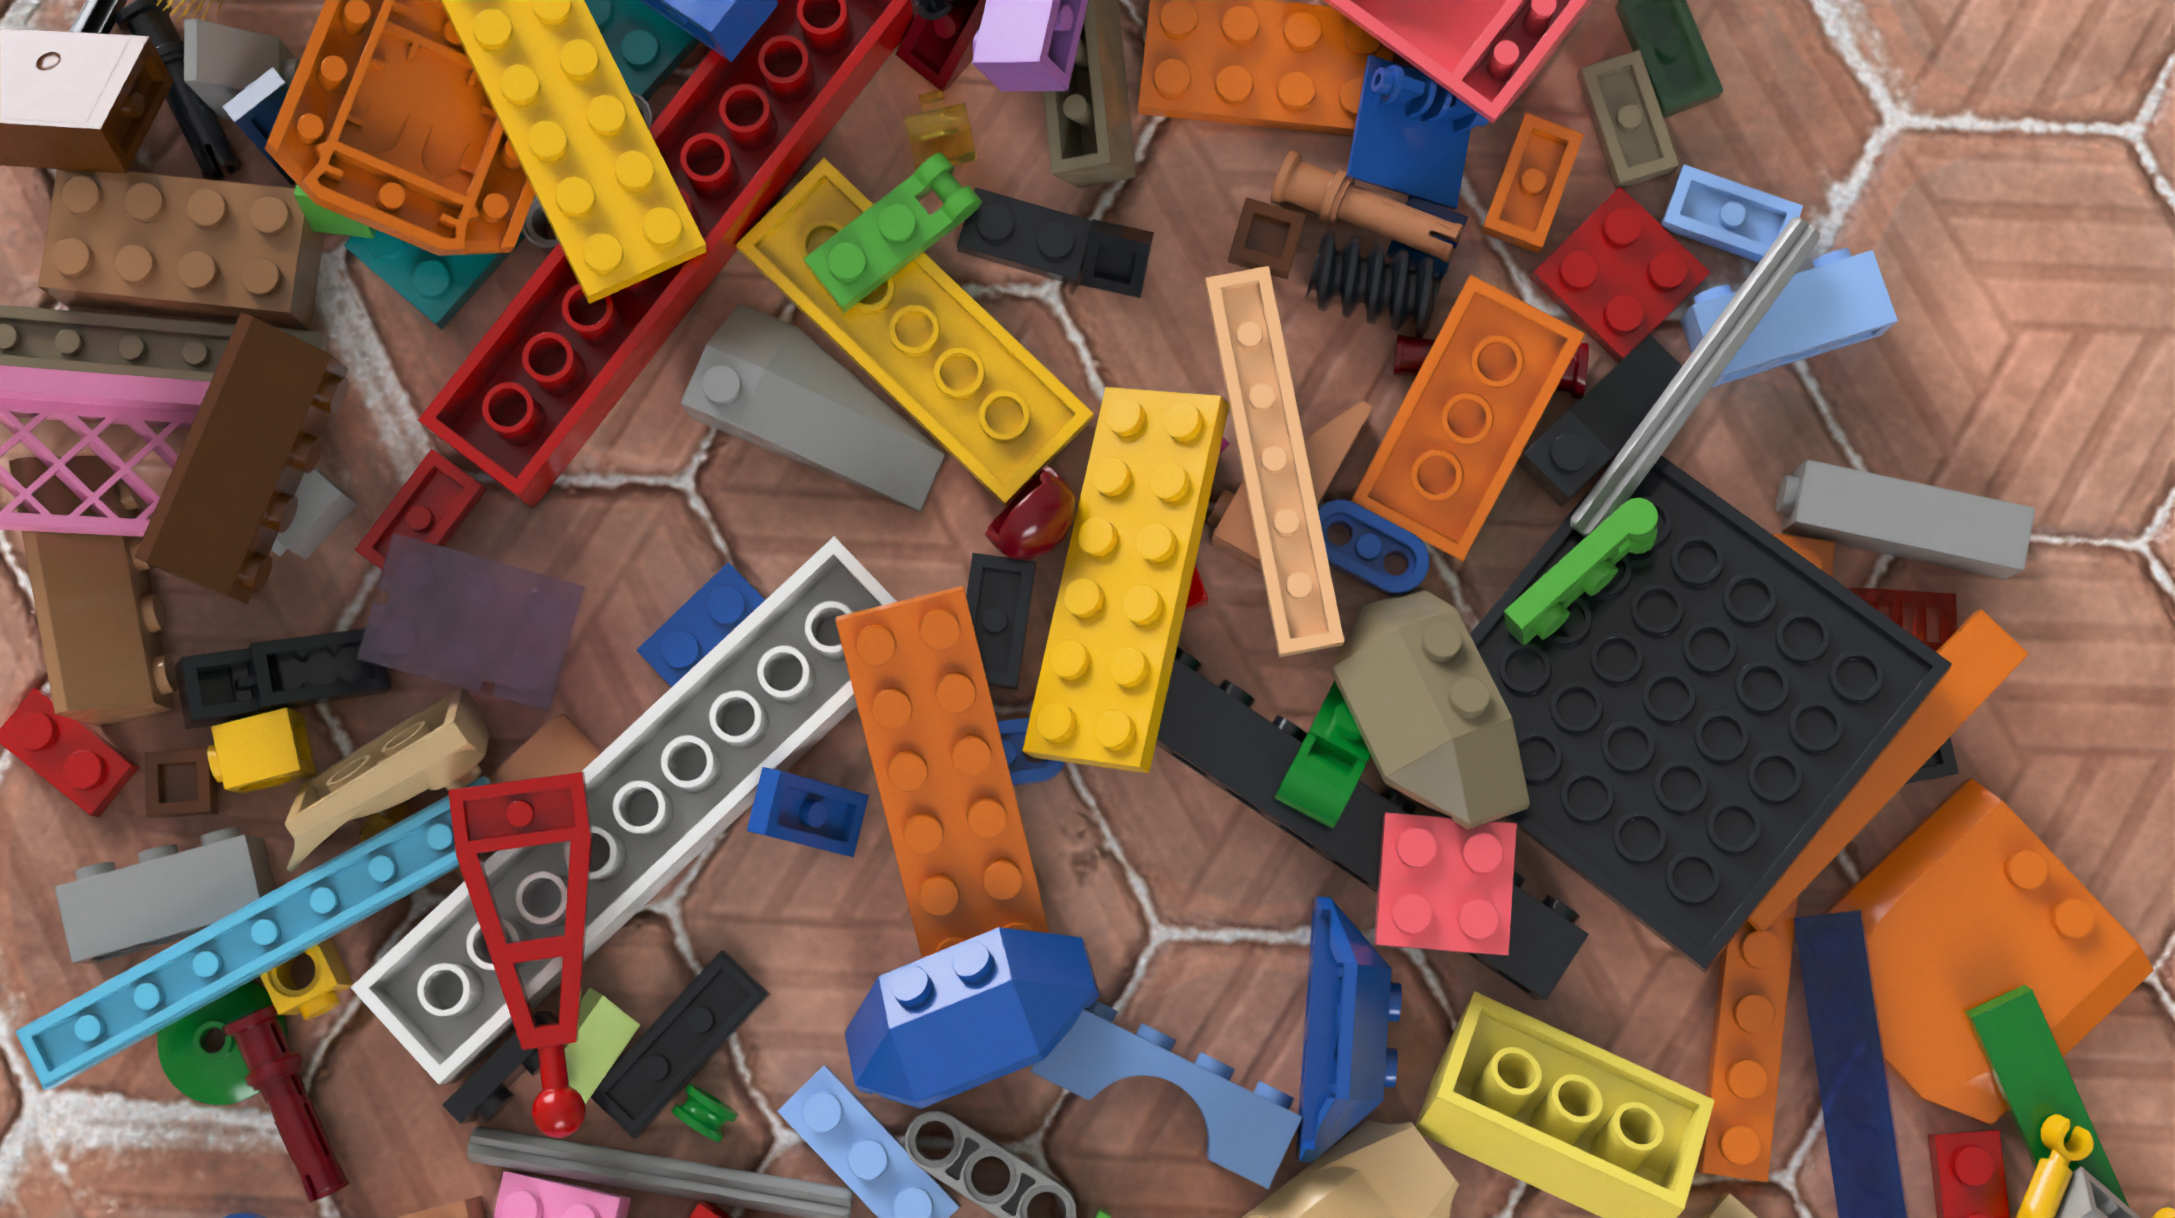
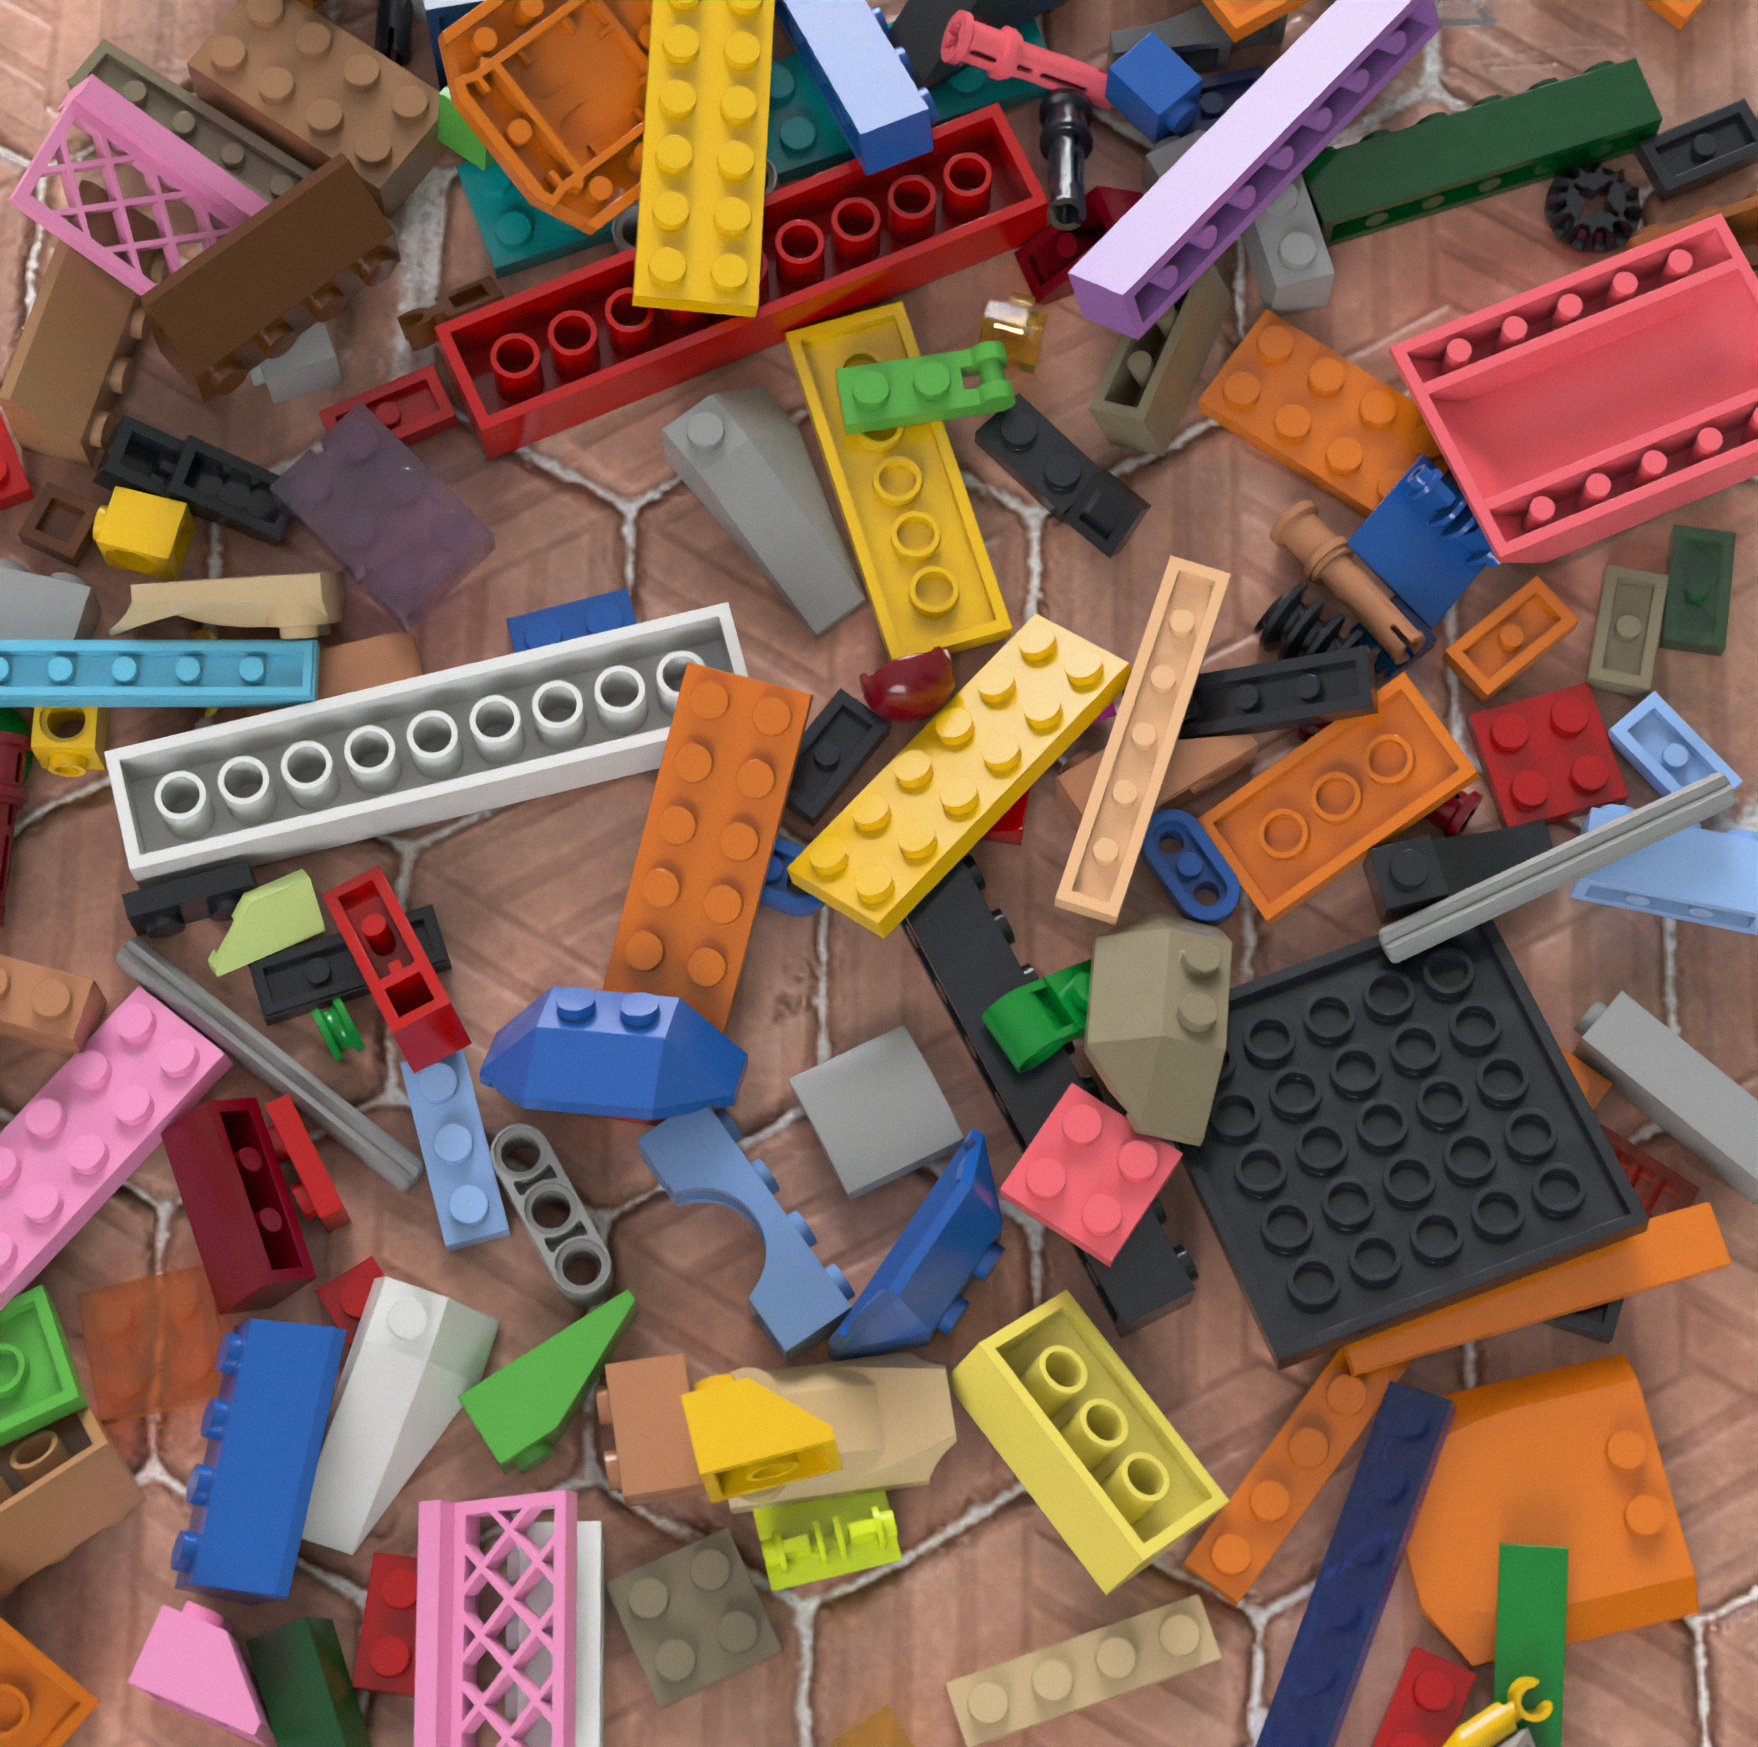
camera: 25 degrees right, 10 degrees down
(420, 384) = (420, 323): none -> reddish brown plate
(517, 817) = (326, 682): red plate -> none
(727, 1034) = (396, 969): none -> red slope
(807, 812) = (572, 822): blue plate -> none
(1220, 920) = (877, 1112): none -> light grey slope
(1266, 237) = (1252, 561): reddish brown plate -> none
(1372, 350) = (1282, 694): none -> black plate
(1582, 570) = (1365, 974): bright green plate -> none

